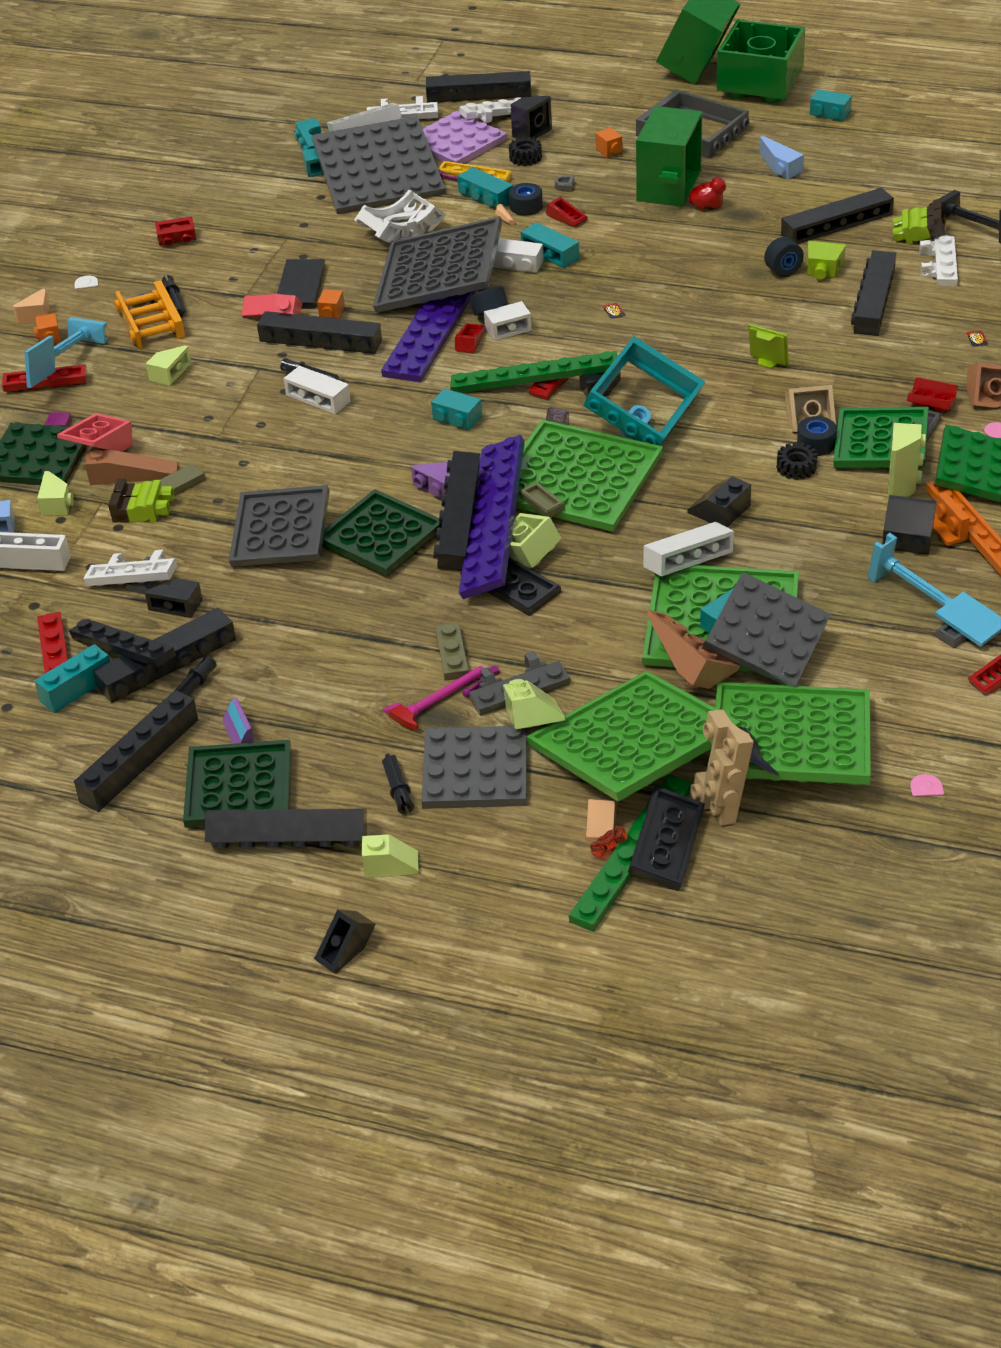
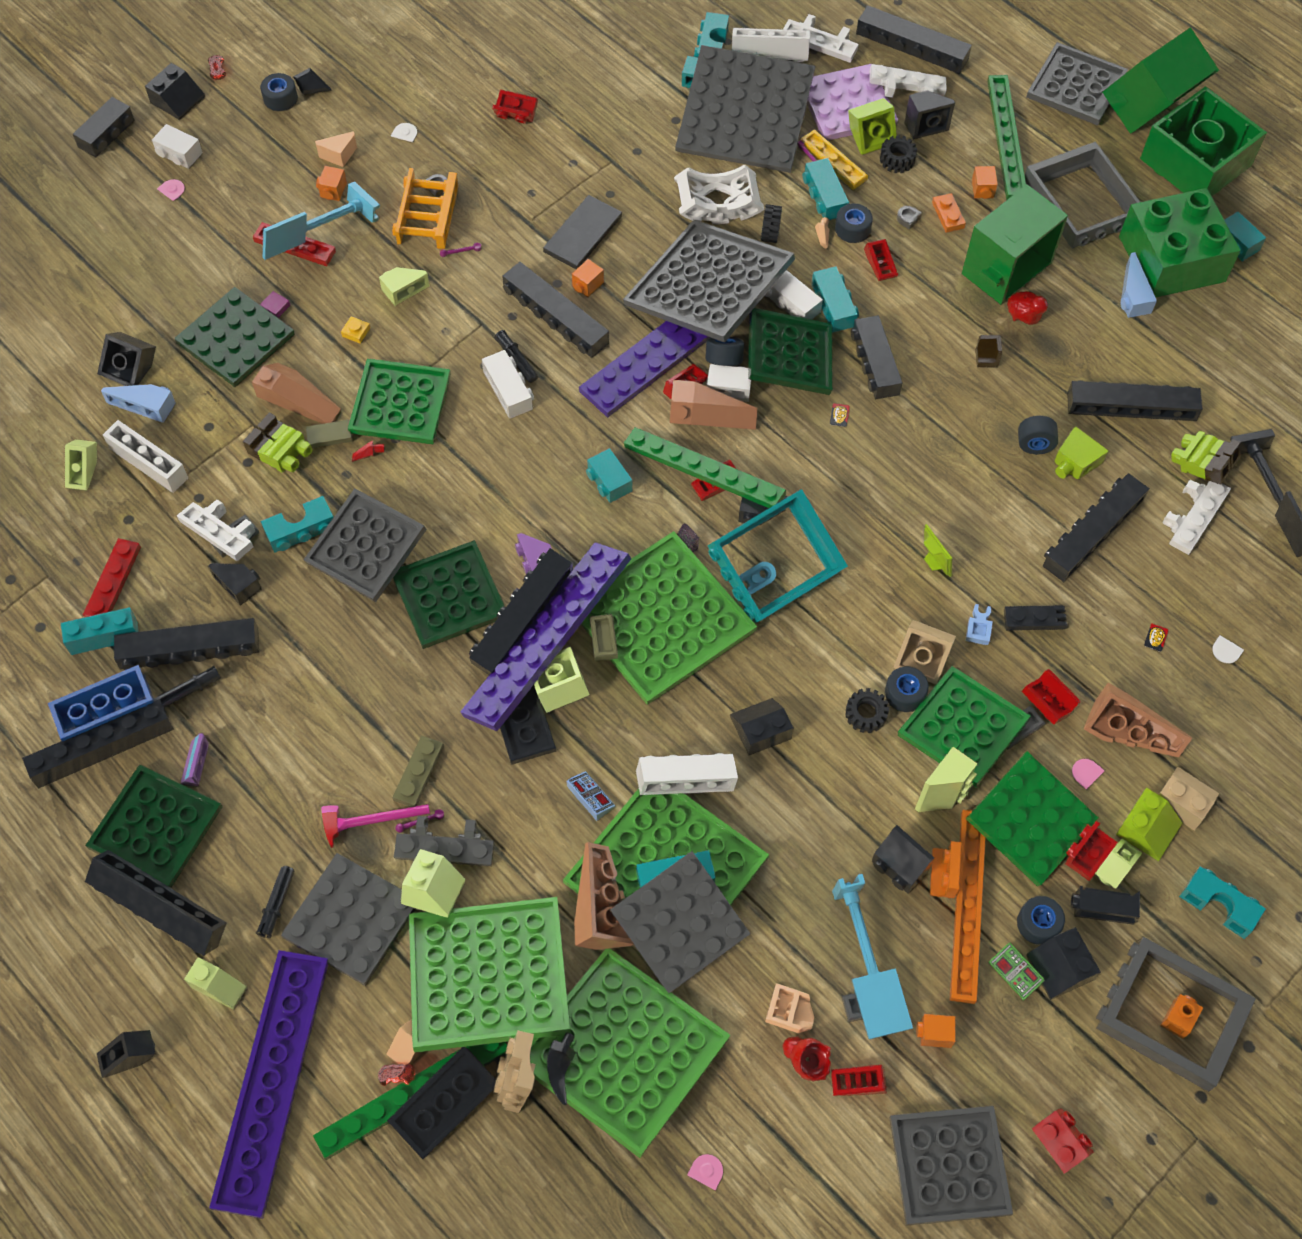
camera: 25 degrees right, 20 degrees up
(54, 496) = (213, 399): yellowish green slope -> none
(101, 433) = (283, 350): coral slope -> none
(117, 716) = (100, 702): none -> blue slope
(122, 642) = (154, 617): black plate -> none
(147, 410) = (355, 329): none -> yellow plate
(173, 291) = (464, 187): black axle -> none
(187, 338) = (476, 246): none -> magenta hinge
(194, 552) = (285, 534): none -> teal arch
(227, 476) = (368, 451): none -> red bar
(229, 435) = (399, 401): none -> green plate
(256, 305) = (534, 256): coral slope -> none
(459, 213) = (771, 223): none -> black tyre
(491, 138) = (872, 125): none -> lime slope
(500, 903) = (269, 1085): none -> dark purple plate
(501, 340) = (704, 406): none -> nougat wedge
(544, 282) = (790, 351): none -> dark green plate
(595, 170) = (948, 212): none -> orange plate
(599, 111) = (1006, 134): none -> green plate
(615, 264) = (876, 357): none -> black brick
(615, 604) = (590, 795): none -> slope
(628, 70) = (1075, 83): none -> dark grey plate
(700, 229) = (988, 351): none -> dark brown panel
(792, 113) = (1180, 242): none -> green brick
(840, 381) = (979, 627): none -> light blue plate
(876, 361) = (1035, 618): none -> black hinge
(899, 657) = (790, 1009): none -> light nougat slope
(943, 674) = (799, 1049): none -> red piece

